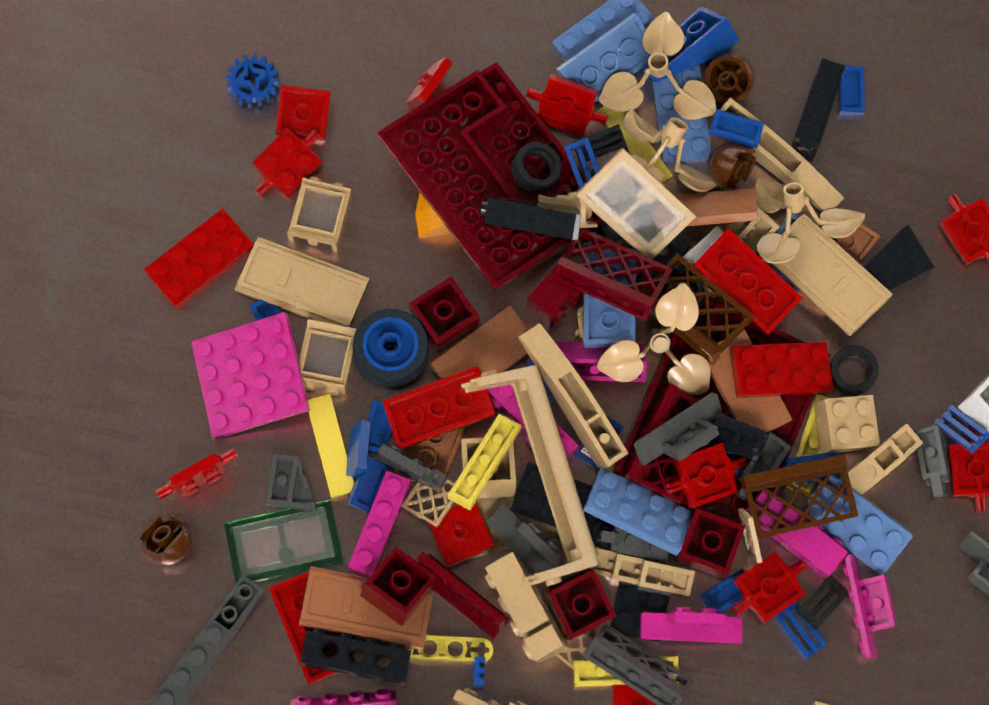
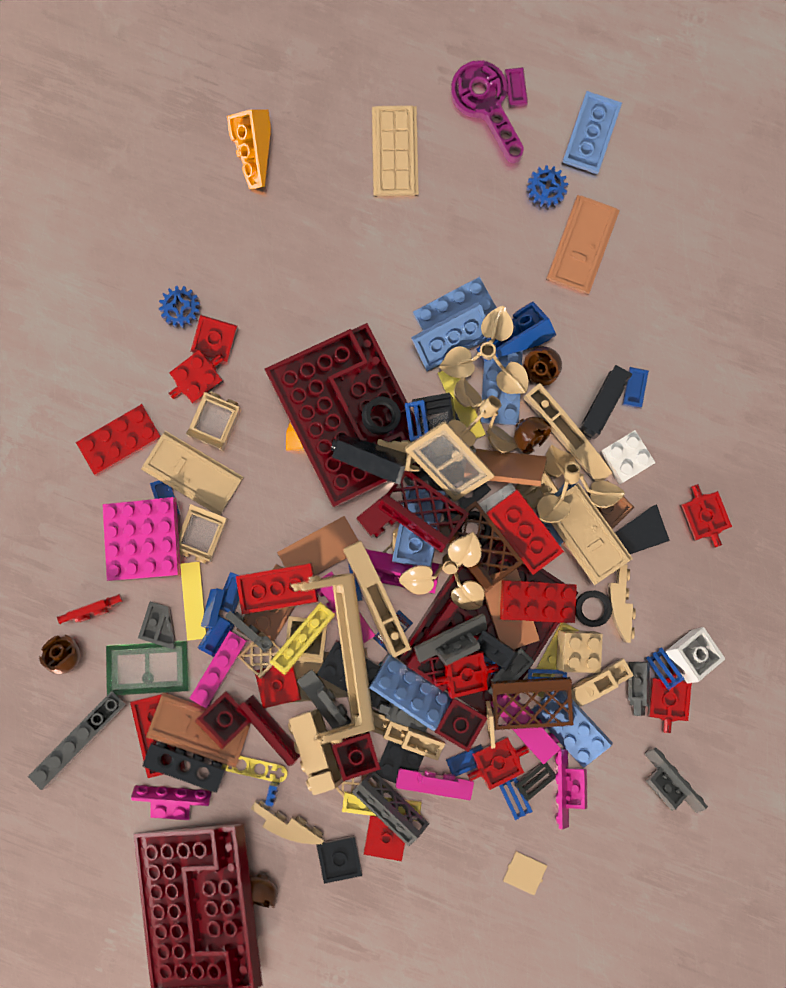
camera: 10 degrees right, 10 degrees up
(386, 330) = (235, 530): wheel -> none
(428, 82) = (312, 332): red plate -> none
(444, 313) = (293, 515): dark red brick -> none
(567, 105) = (414, 366): red plate -> none
(736, 128) = (539, 409): blue tile -> none
(859, 174) = (627, 457): none -> white brick
(892, 367) = (622, 612): none -> tan slope

